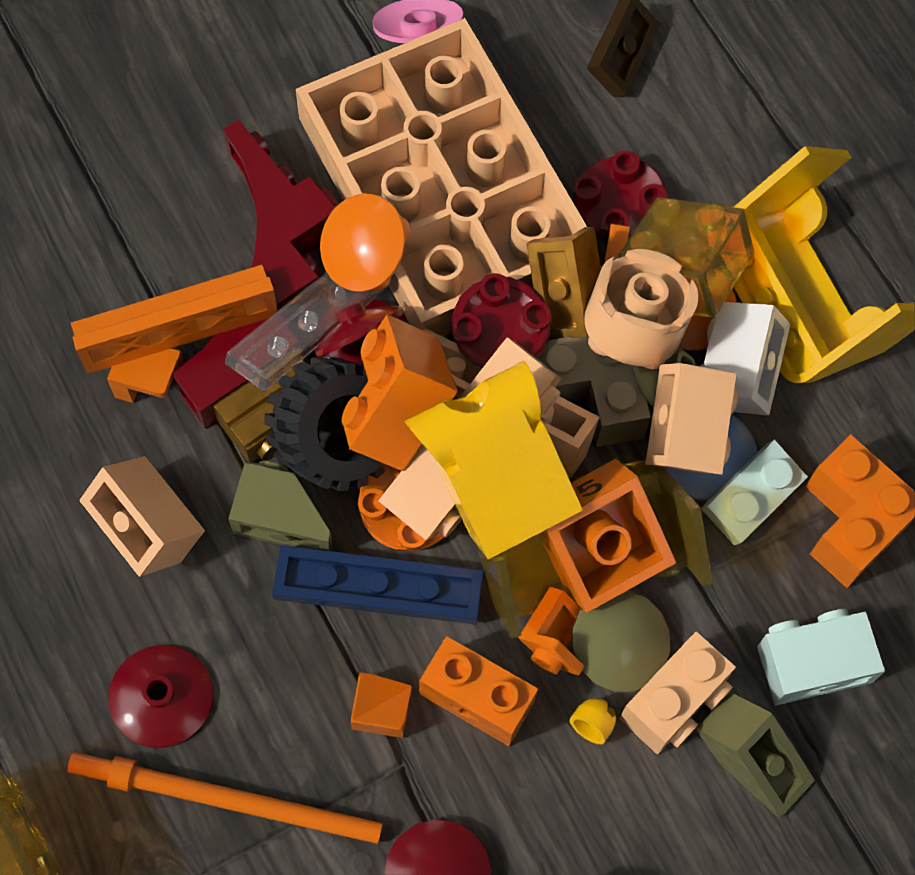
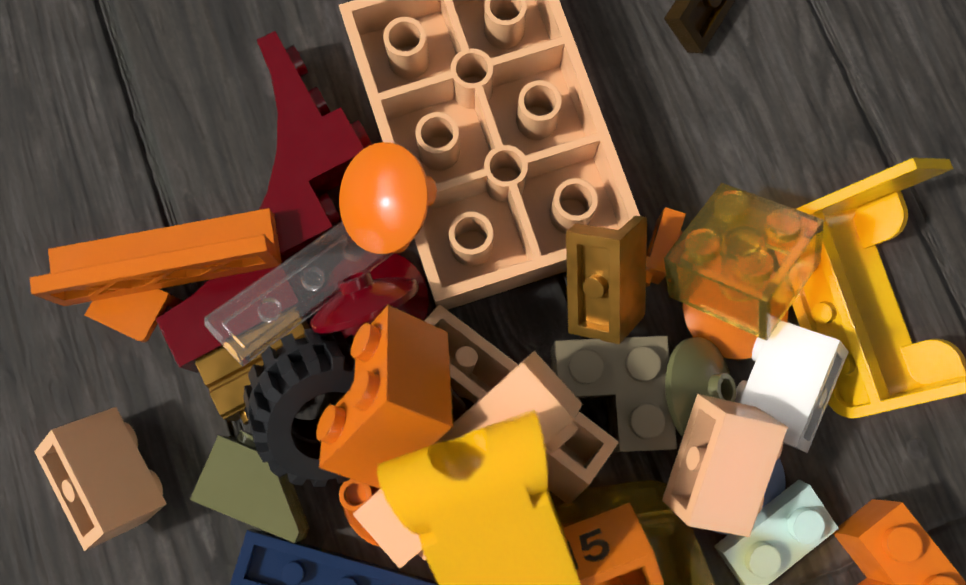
camera: 10 degrees right, 10 degrees up
(498, 310) = (523, 311): dark red dish -> none
(617, 192) = (677, 168): dark red dish -> none
(640, 308) = (687, 328): light nougat brick -> none

